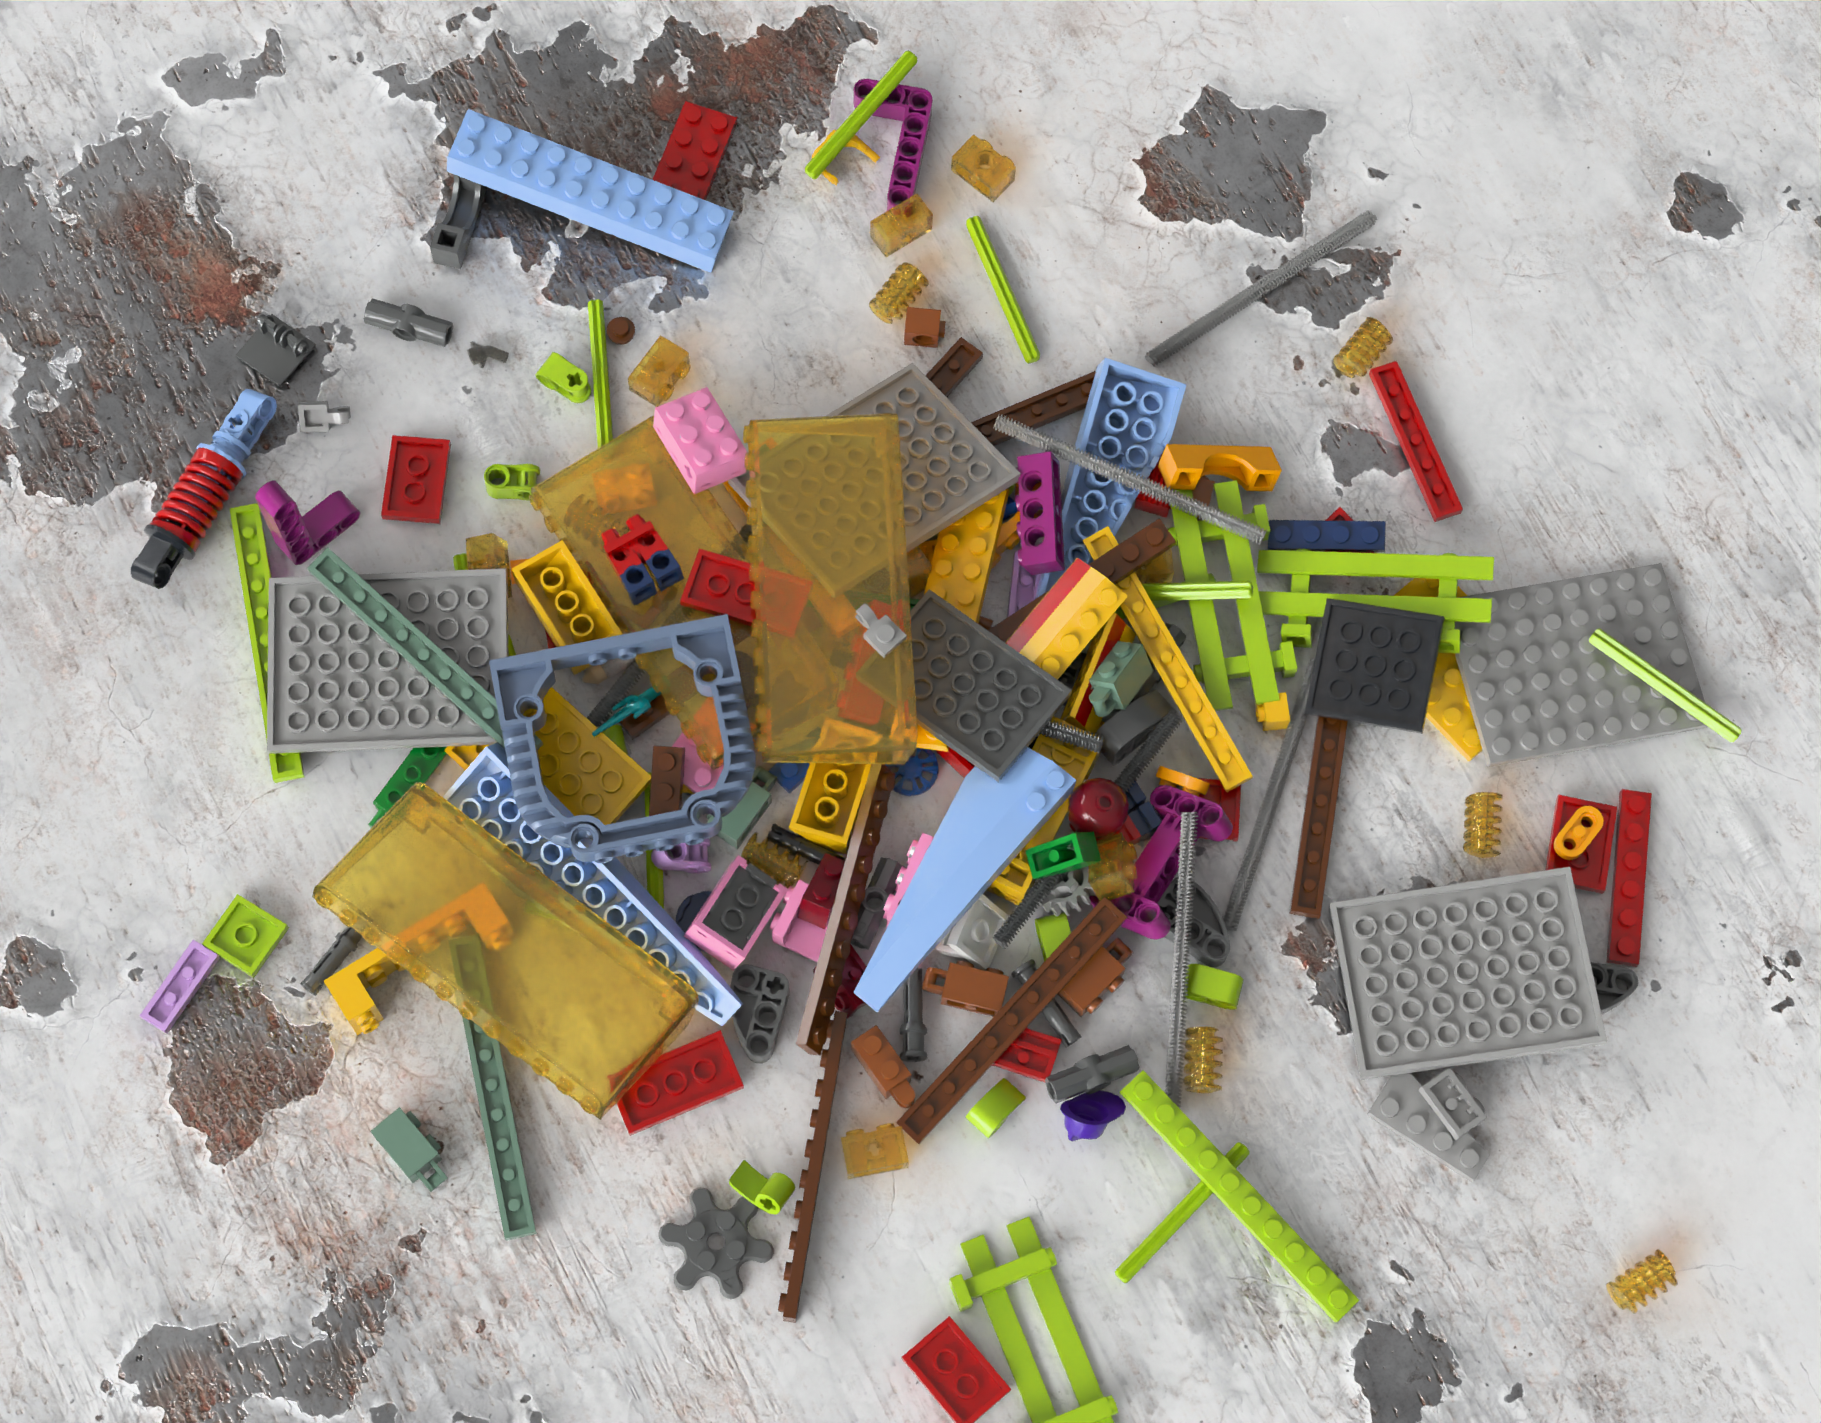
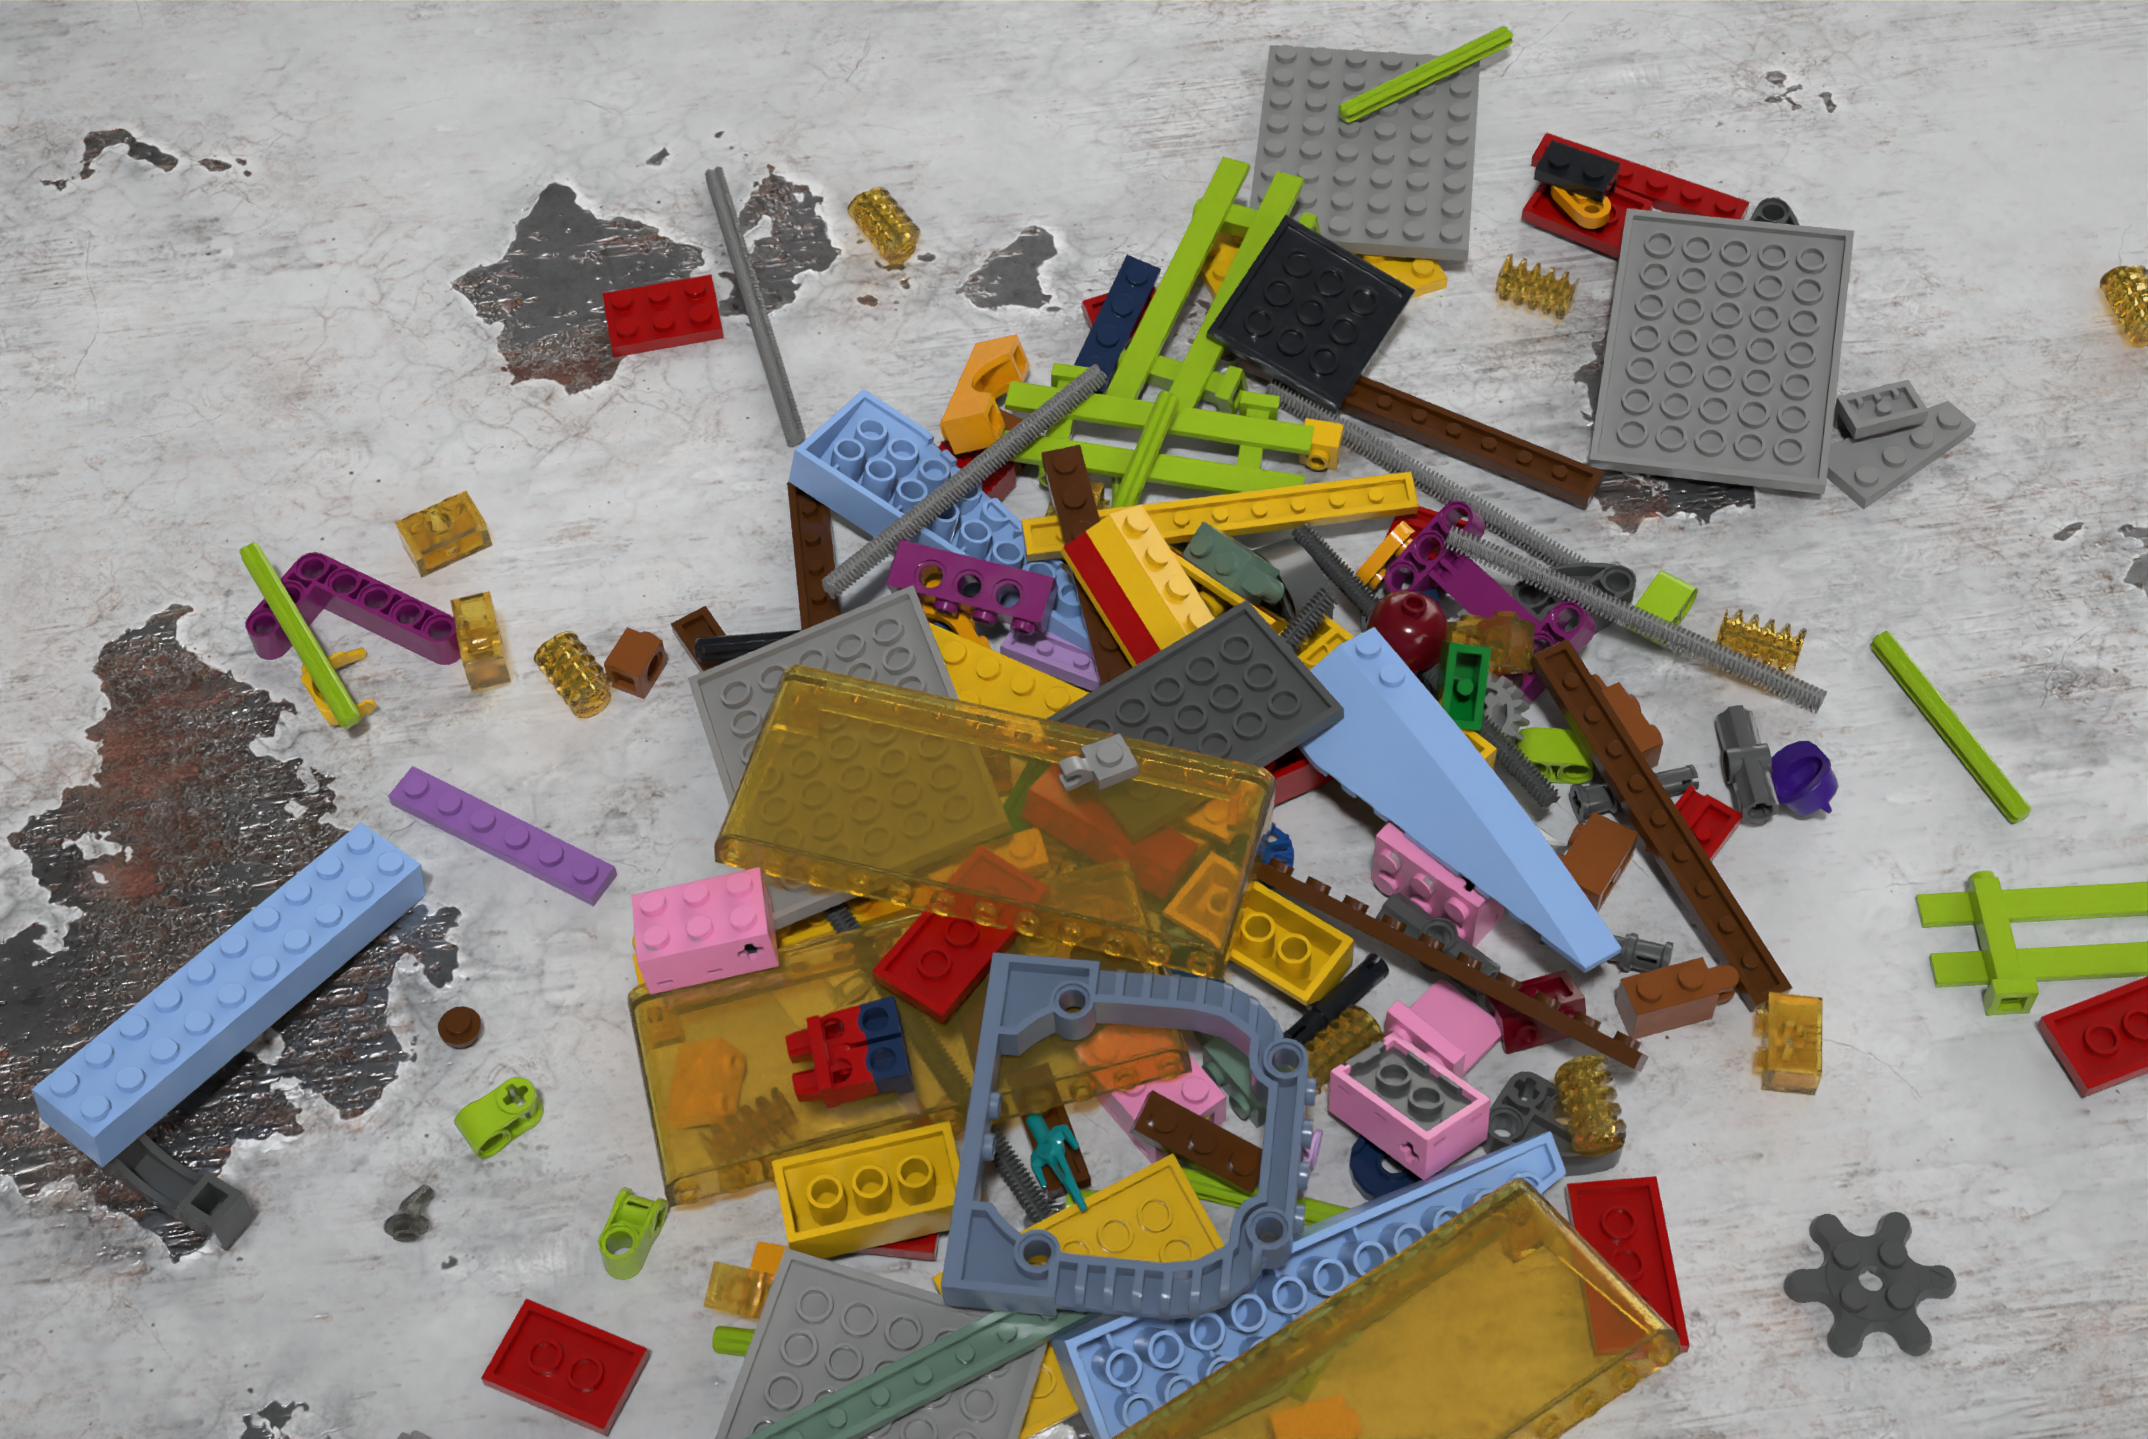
camera: 65 degrees left, 15 degrees down
(408, 322) = (306, 1308): dark grey piece -> none
(600, 372) = (500, 1069): lime axle -> none
(661, 357) = (555, 1012): clear yellow brick -> none
(695, 150) = (228, 857): red plate -> none
(764, 1193) = (1819, 1191): lime panel -> none
(766, 1023) = (1590, 1105): none -> clear yellow piece
(767, 300) = (503, 835): none -> medium lavender plate
(811, 1178) = (1816, 1131): reddish brown plate -> none
(821, 892) = (1397, 976): dark red brick -> none
(954, 389) = (734, 646): none -> black axle
(995, 1107) = (1767, 889): lime panel -> none
(1003, 289) = (622, 564): lime axle -> none
(1227, 232) = (662, 315): none -> red plate
(1239, 1196) = (1942, 656): lime plate -> none
(1415, 441) = (1024, 214): red plate -> none
(1598, 822) = (1577, 171): none -> black bracket

